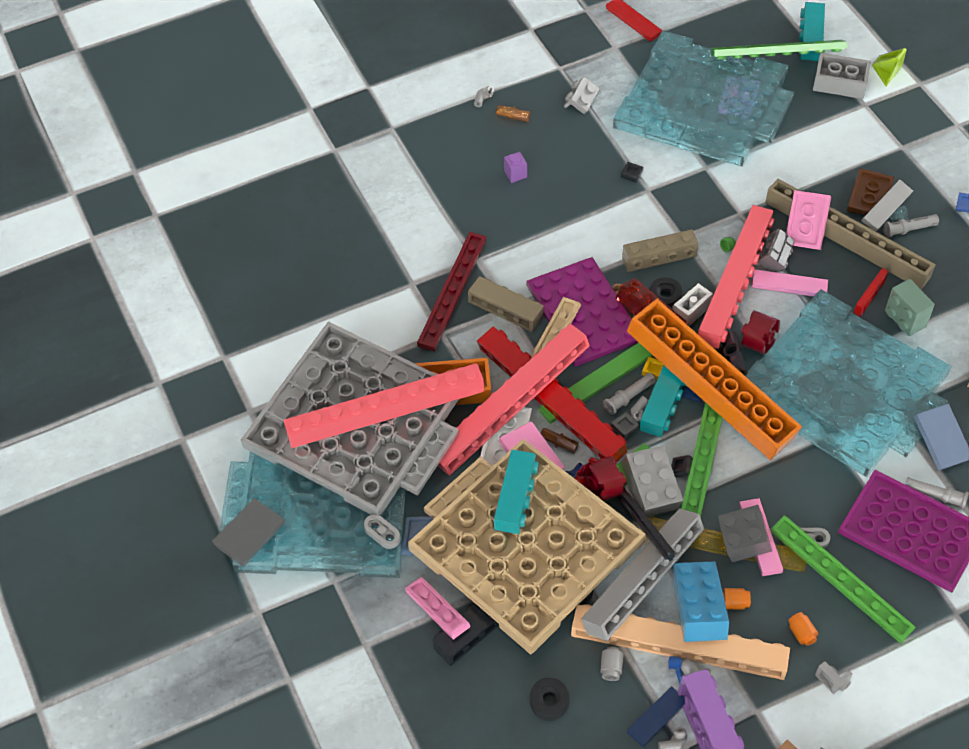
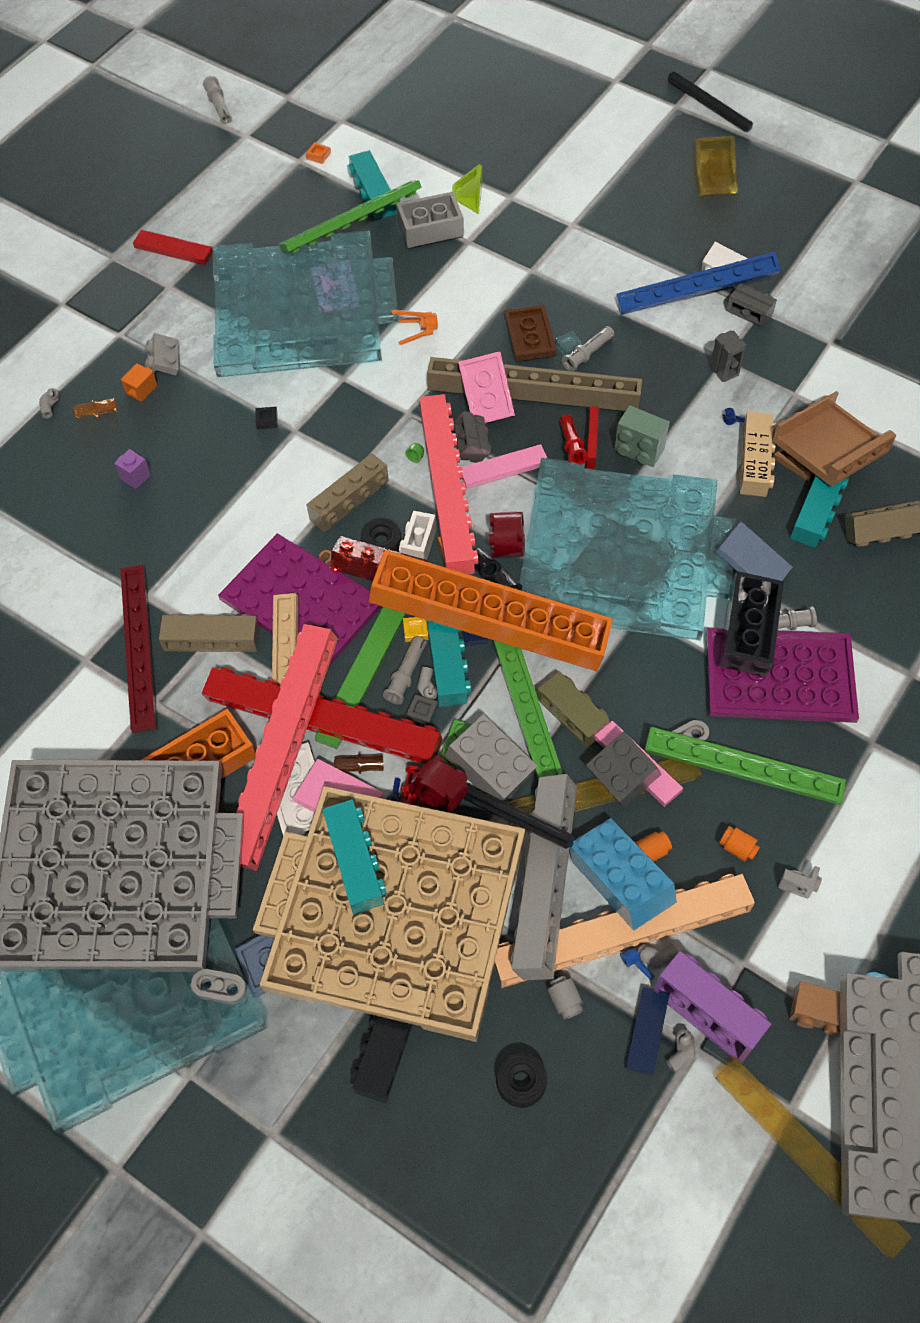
camera: 30 degrees left, 5 degrees up
(248, 532) = (51, 1077): dark grey tile -> none
(384, 405) = (137, 835): coral brick -> none
(437, 607) = (335, 1043): bright pink tile -> none
(554, 107) = (139, 382): none -> orange brick
(682, 465) = (510, 724): black tile -> none
(735, 475) = (572, 708): none -> olive brick
(794, 150) = (427, 321): none -> orange plant
(852, 290) = (574, 445): none -> red pin
(887, 205) = (555, 338): light grey tile -> none
(907, 480) = (751, 624): none -> black brick

